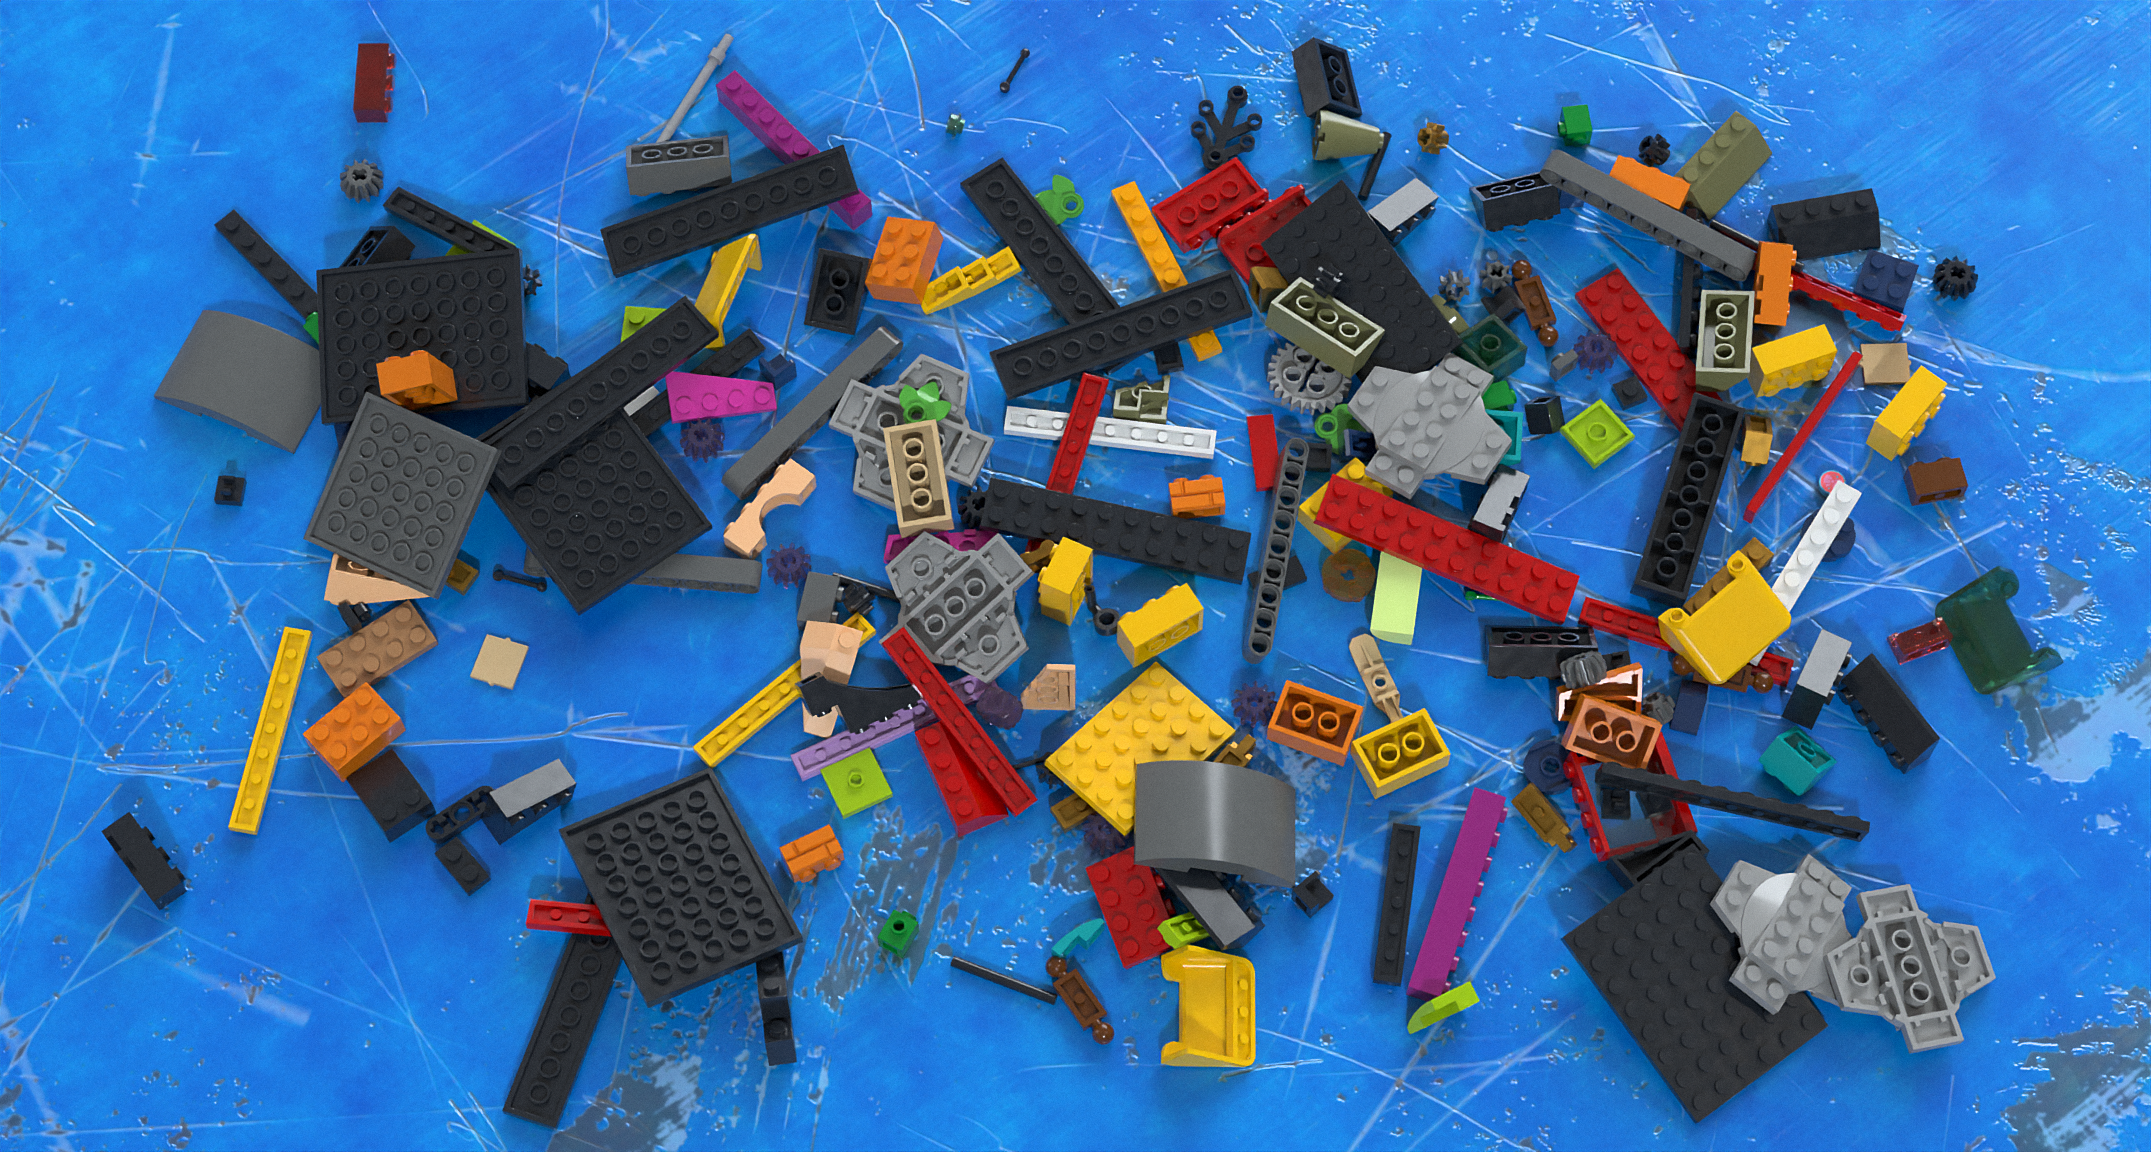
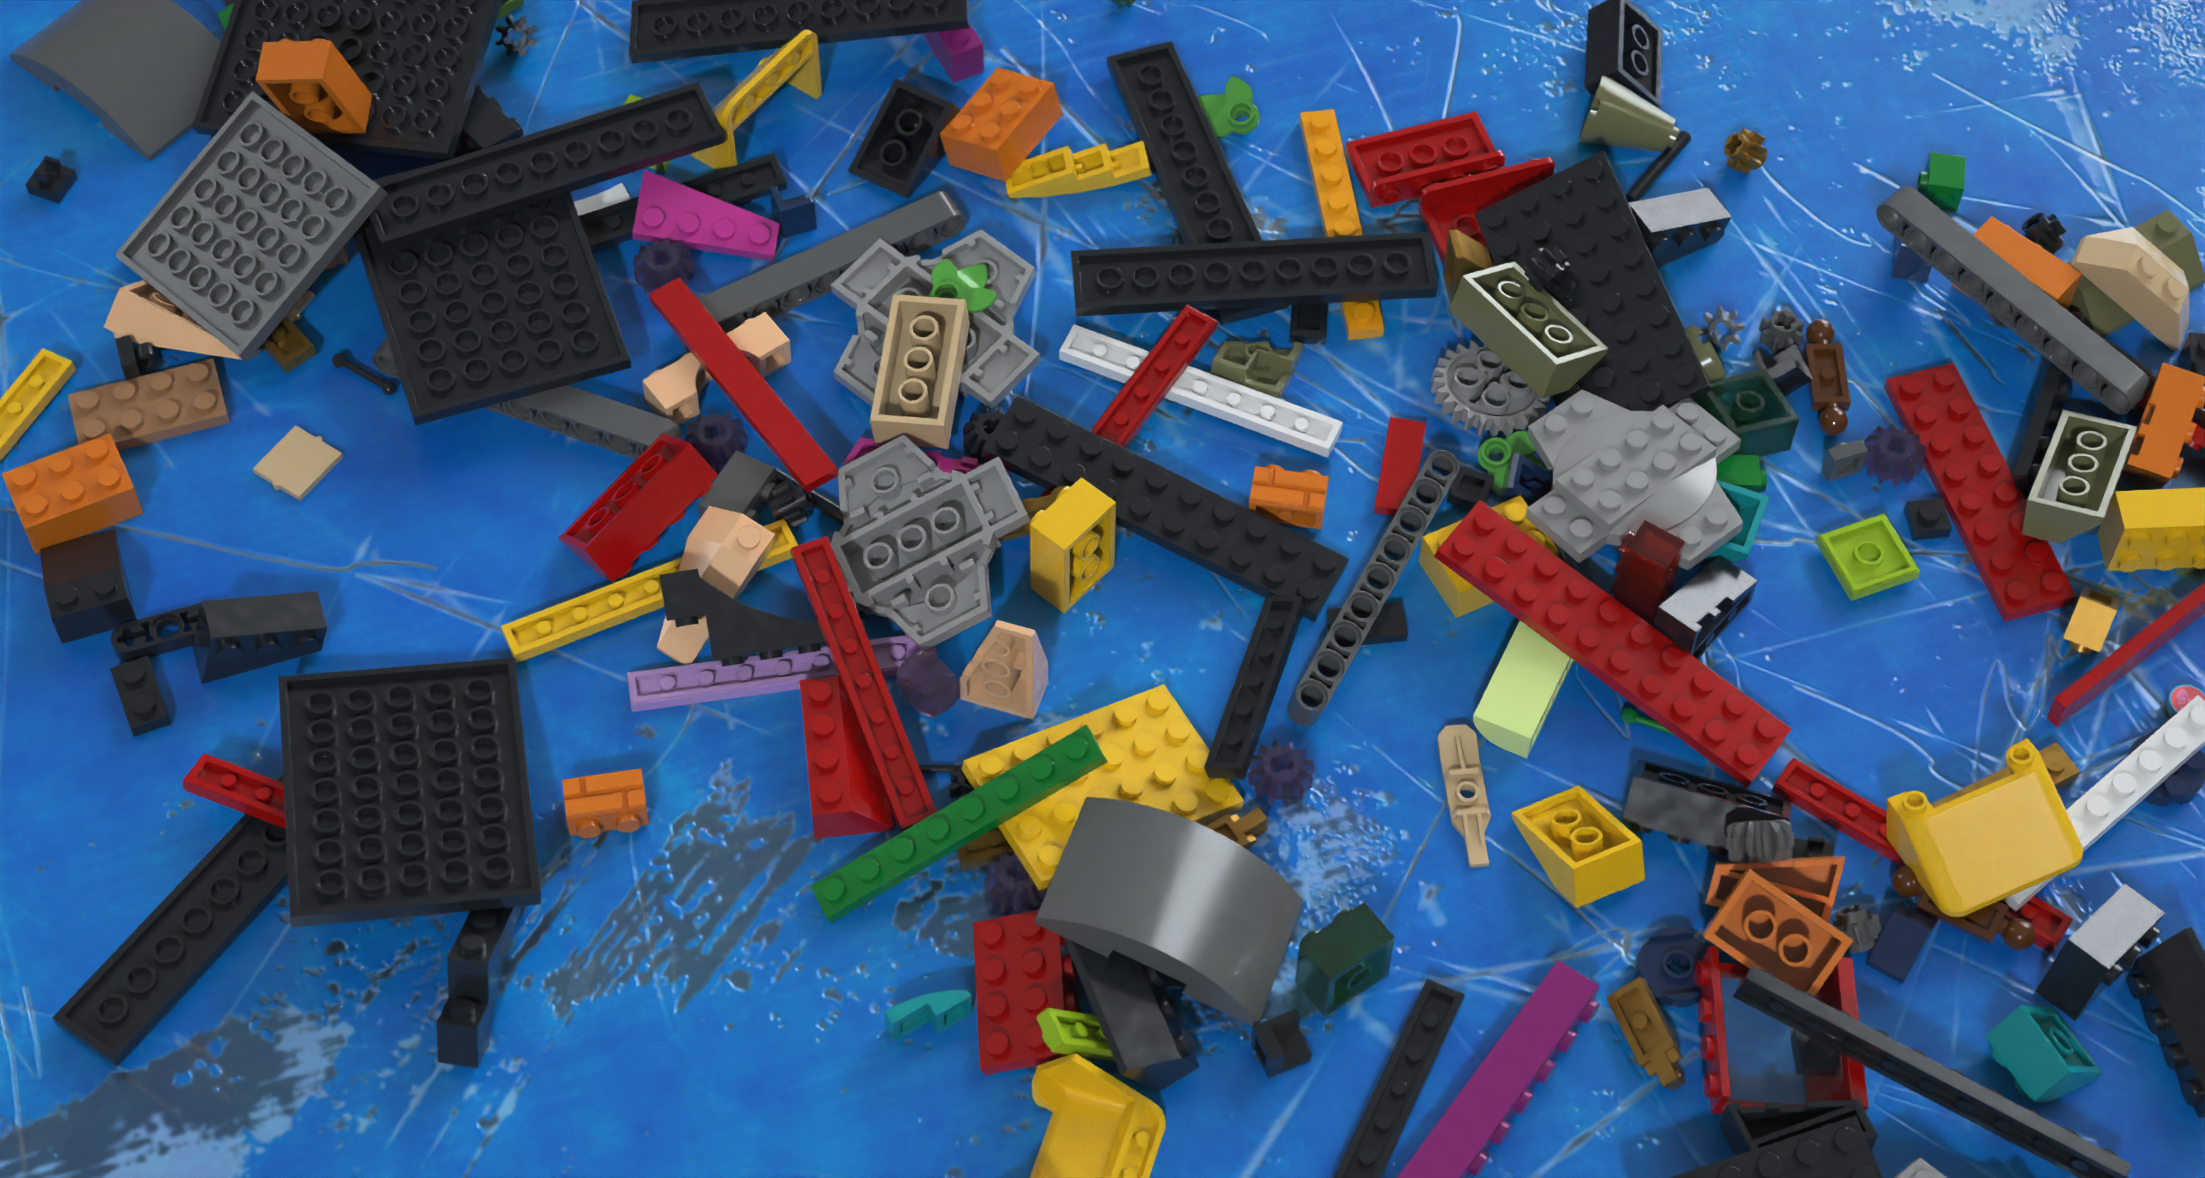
camera: 15 degrees right, 10 degrees down
(755, 632) = (639, 506): none -> red slope
(796, 520) = (743, 385): none -> red tile
(856, 783) = (702, 731): lime plate -> none
(898, 933) = (683, 936): green brick -> none
(1004, 980) = (807, 1041): black bar -> none
(1057, 805) = (958, 823): none -> green plate
(1079, 1000) = (902, 1095): reddish brown plate -> none
(1104, 619) = (1111, 616): black plate -> none
(1159, 624) = (1182, 635): yellow brick -> none
(1219, 647) = (1255, 687): none -> black plate
(1225, 131) = (1500, 51): black plant -> none
(1314, 723) = (1357, 817): orange brick -> none
(1336, 826) = (1343, 958): none -> clear green brick
(1342, 589) = (1460, 664): clear orange plate -> none
(1400, 753) = (1465, 888): yellow brick -> none
(1457, 494) = (1647, 570): none -> clear red brick
(1465, 699) = (1581, 846): none -> yellow slope
(1514, 201) = (1835, 251): black slope -> none
(1544, 415) = (1800, 515): black panel -> none
(1615, 804) = (1757, 1039): black tile -> none
(1687, 501) = (1971, 666): black brick -> none
(1728, 174) = (2138, 281): none -> tan wedge

